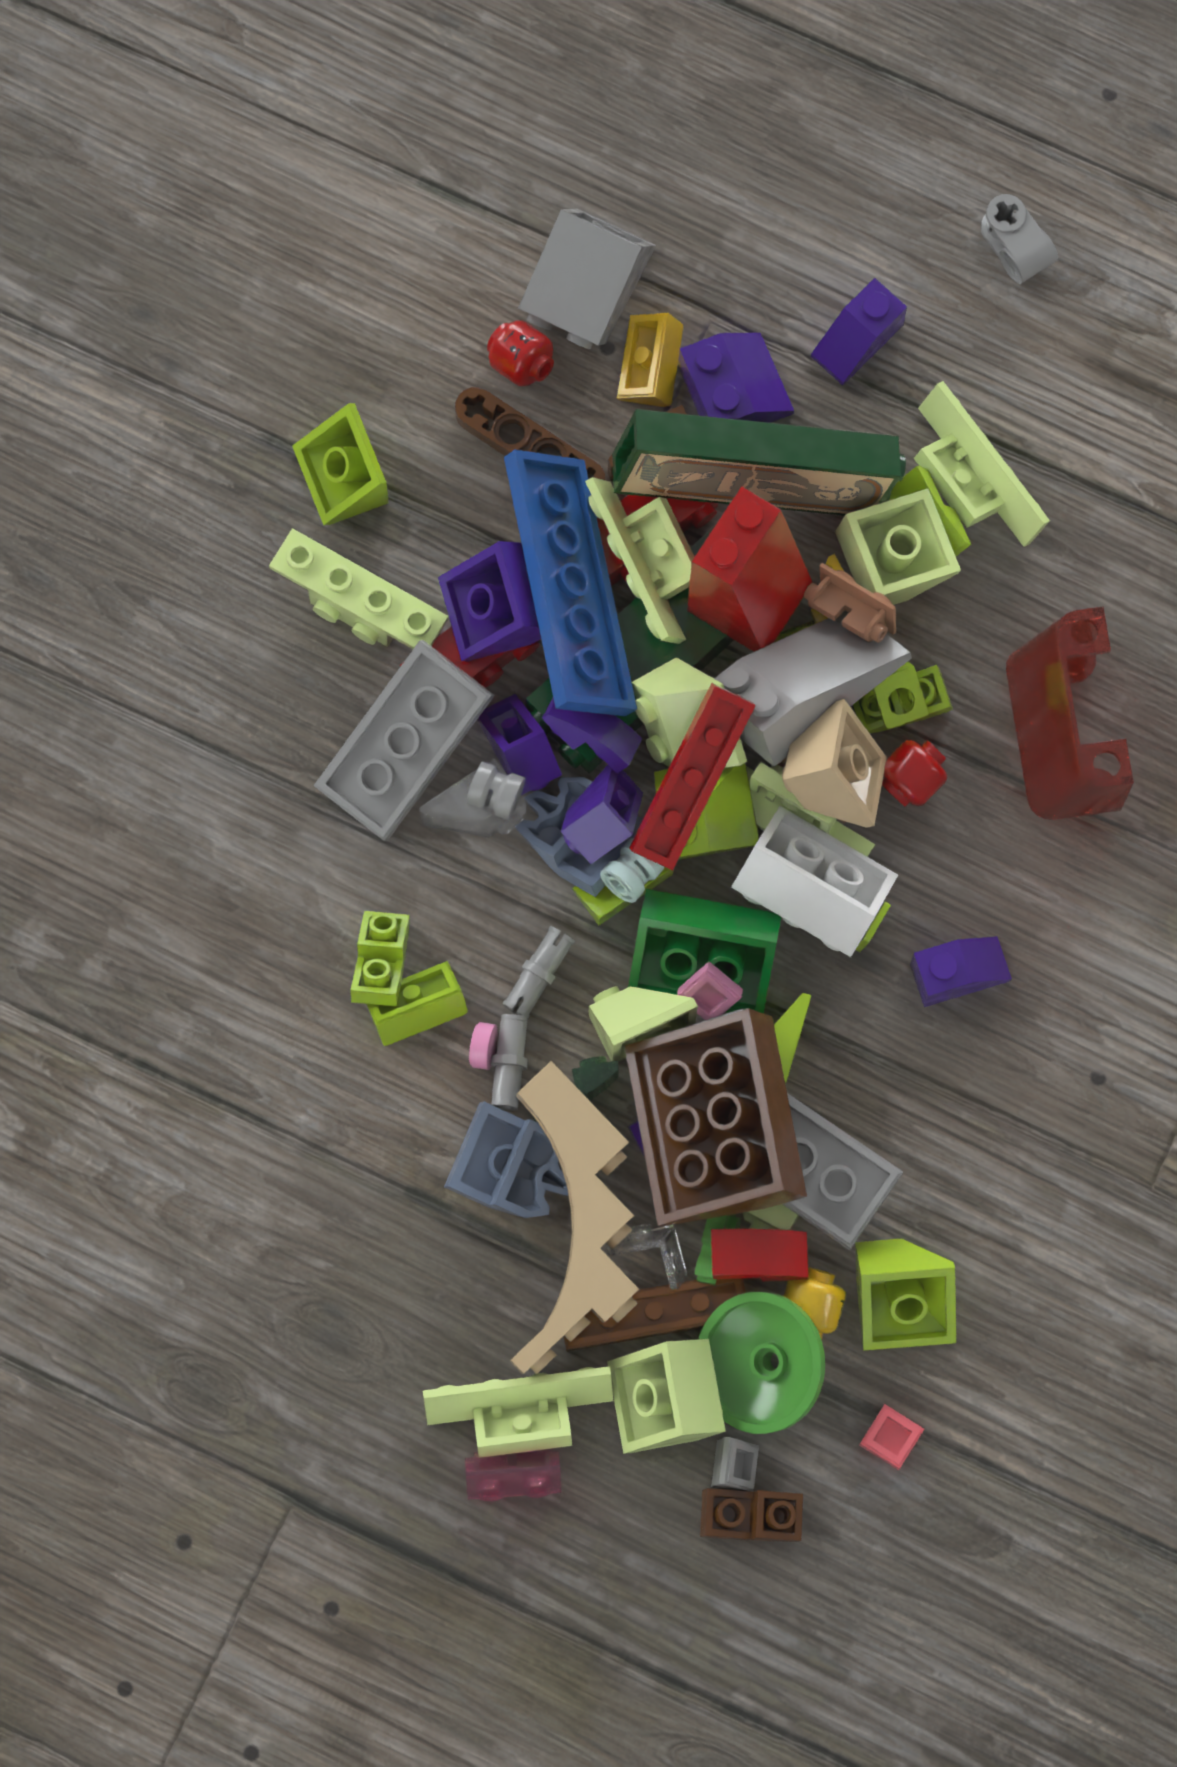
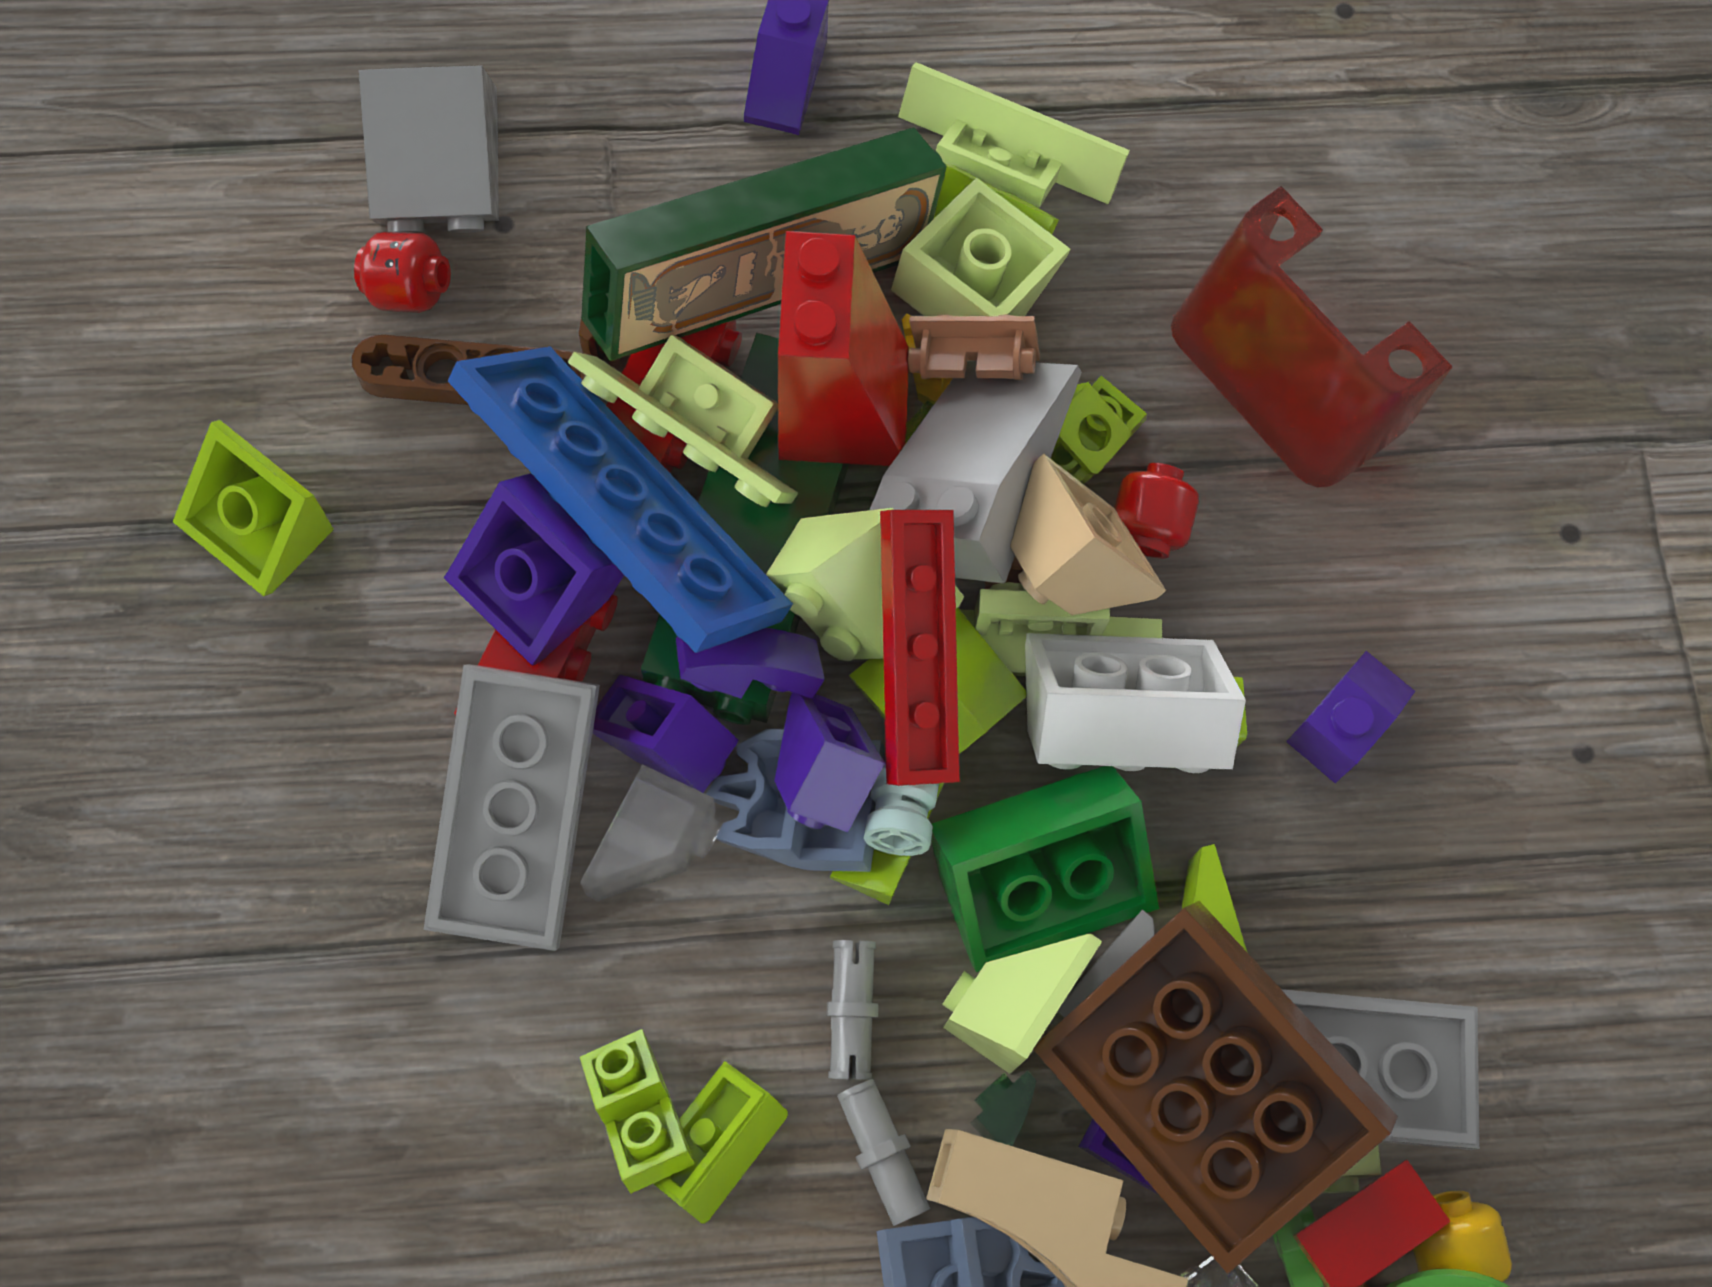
camera: 35 degrees left, 5 degrees down
(355, 595) = (348, 656): yellowish green bracket -> none
(483, 1045) = (837, 1150): bright pink tile -> none
(495, 790) = (669, 805): light grey wheel -> none
(650, 359) = (557, 206): yellow slope -> none
(712, 991) = (1084, 908): bright pink tile -> none
(734, 378) = (657, 166): dark purple slope -> none
(904, 1295) = (1560, 1164): lime slope -> none

